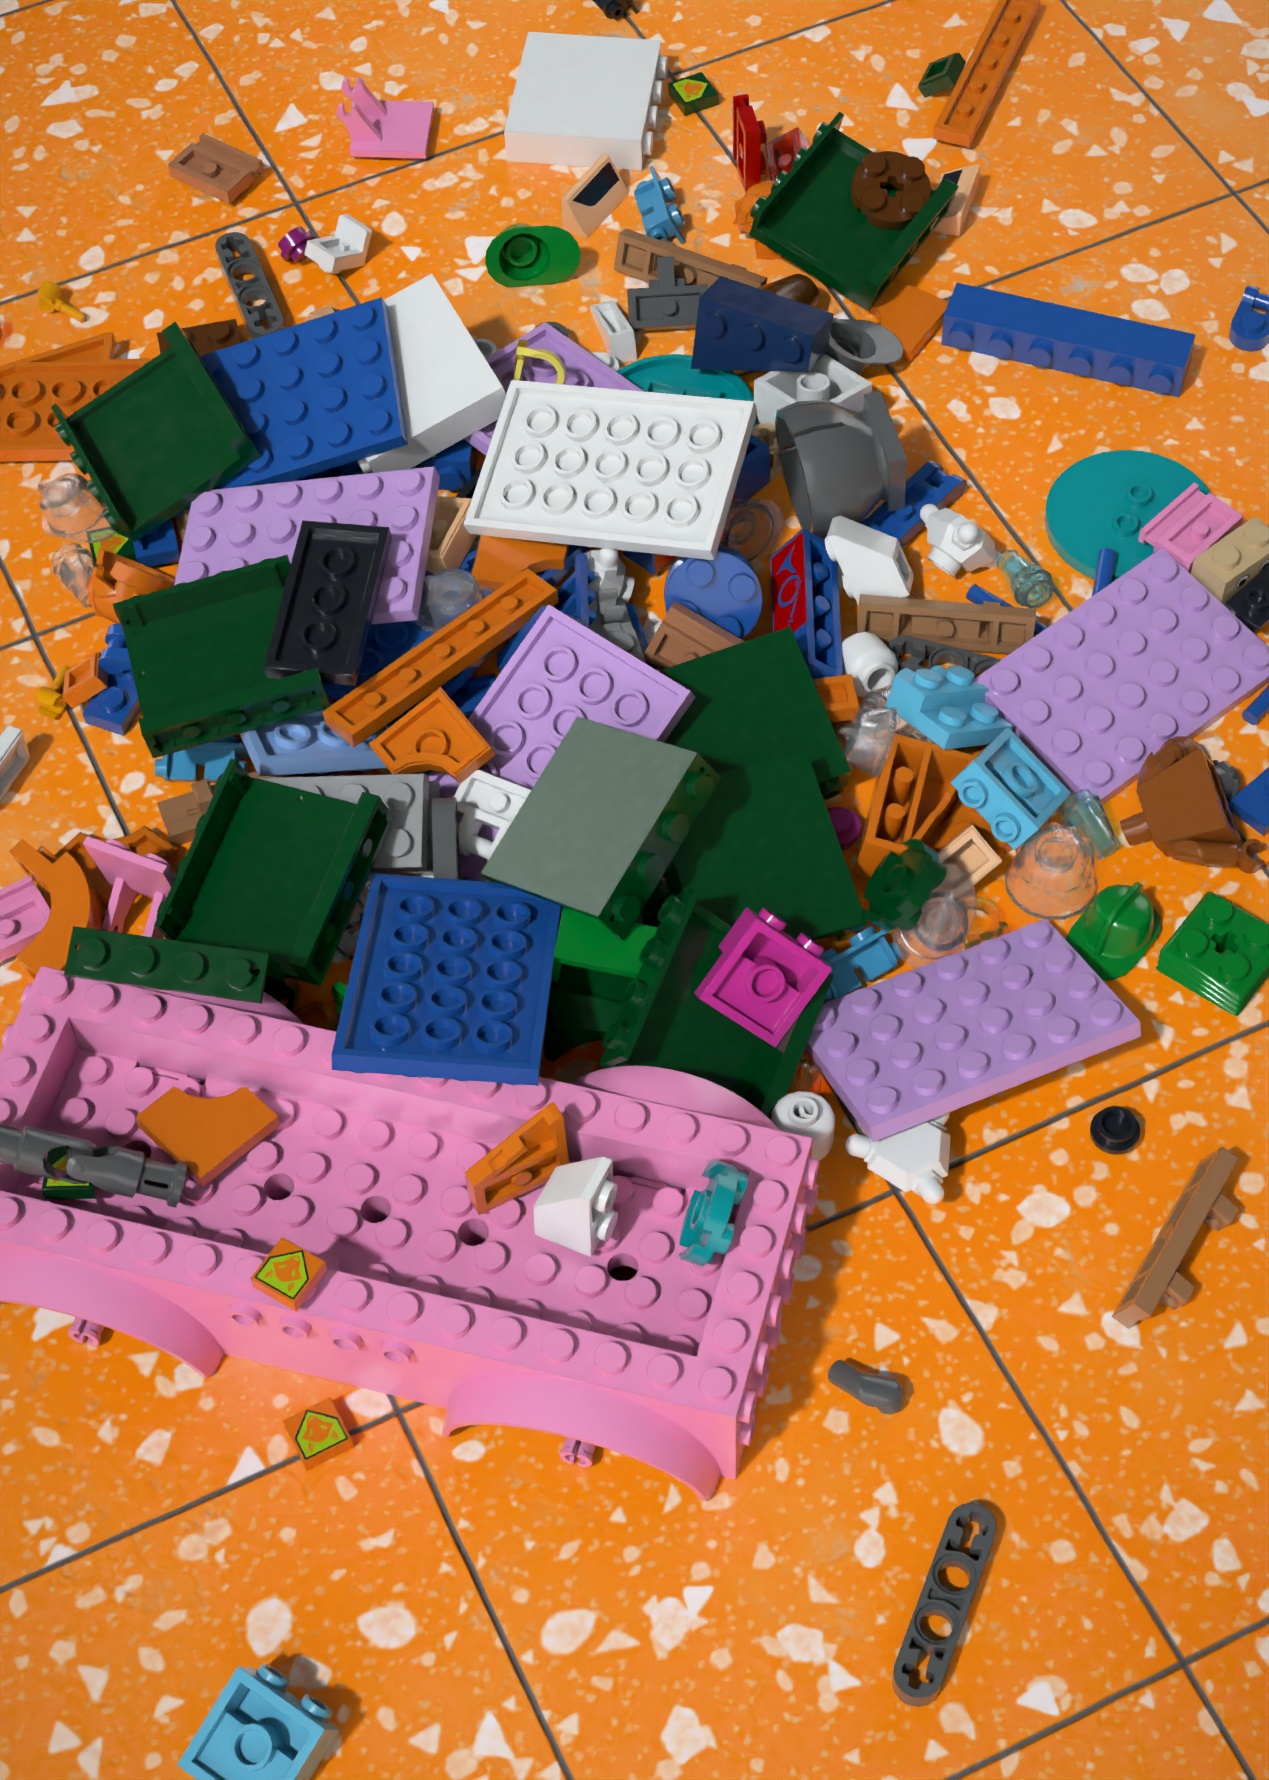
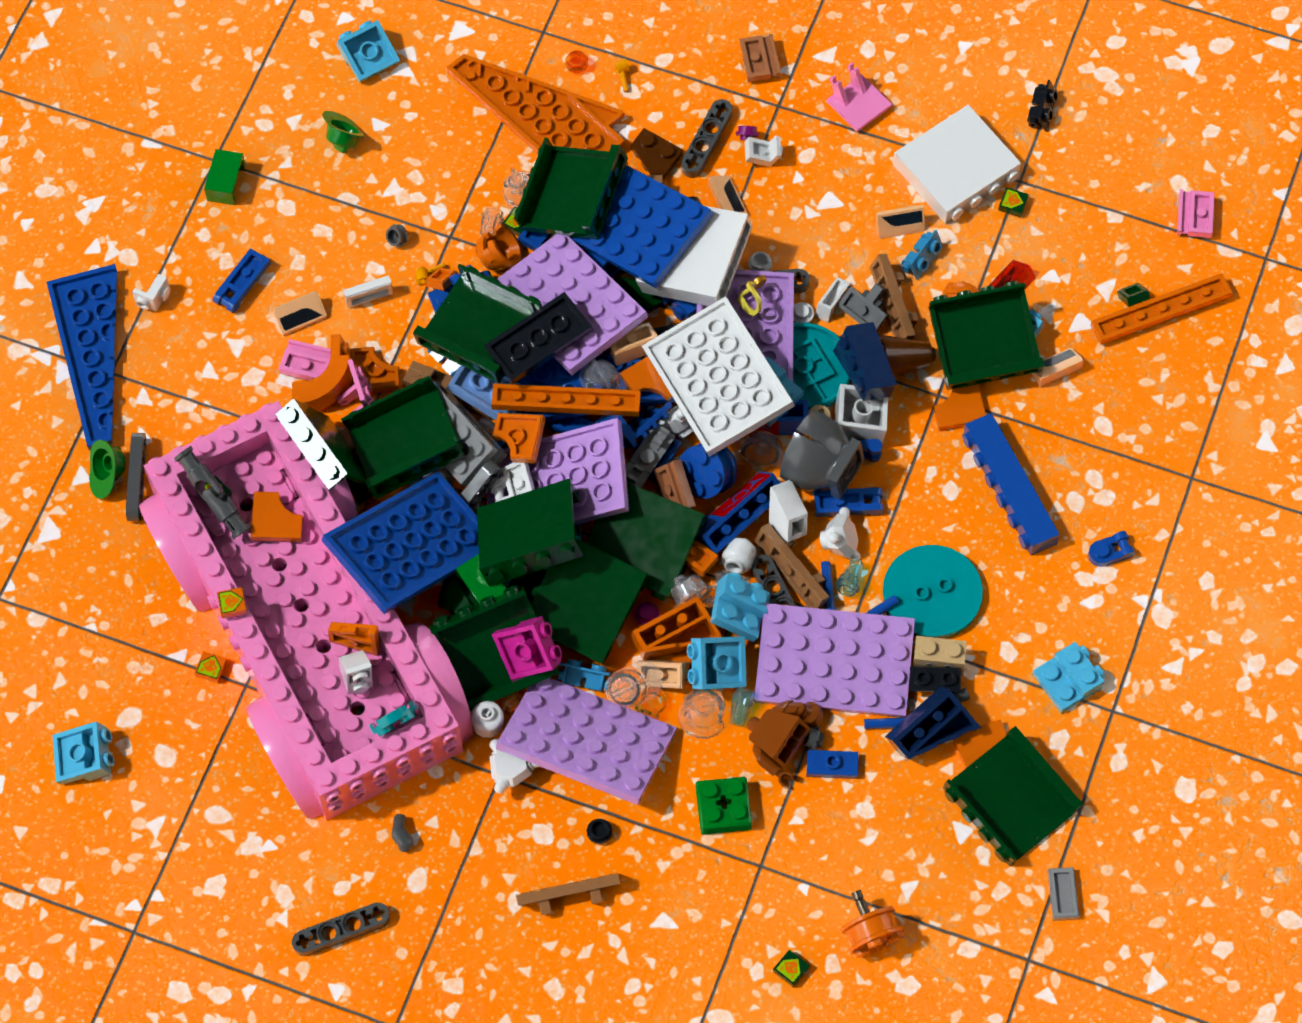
camera: 45 degrees right, 10 degrees up
(532, 255) = (834, 228): green piece -> none
(747, 142) = (989, 255): red plate -> none
(862, 344) = (915, 403): dark grey piece -> none
(895, 169) = (1012, 326): reddish brown plate -> none
(902, 886) = (626, 660): dark green plate -> none
(1115, 930) = (697, 758): green piece -> none
(1190, 525) = (940, 620): bright pink plate -> none

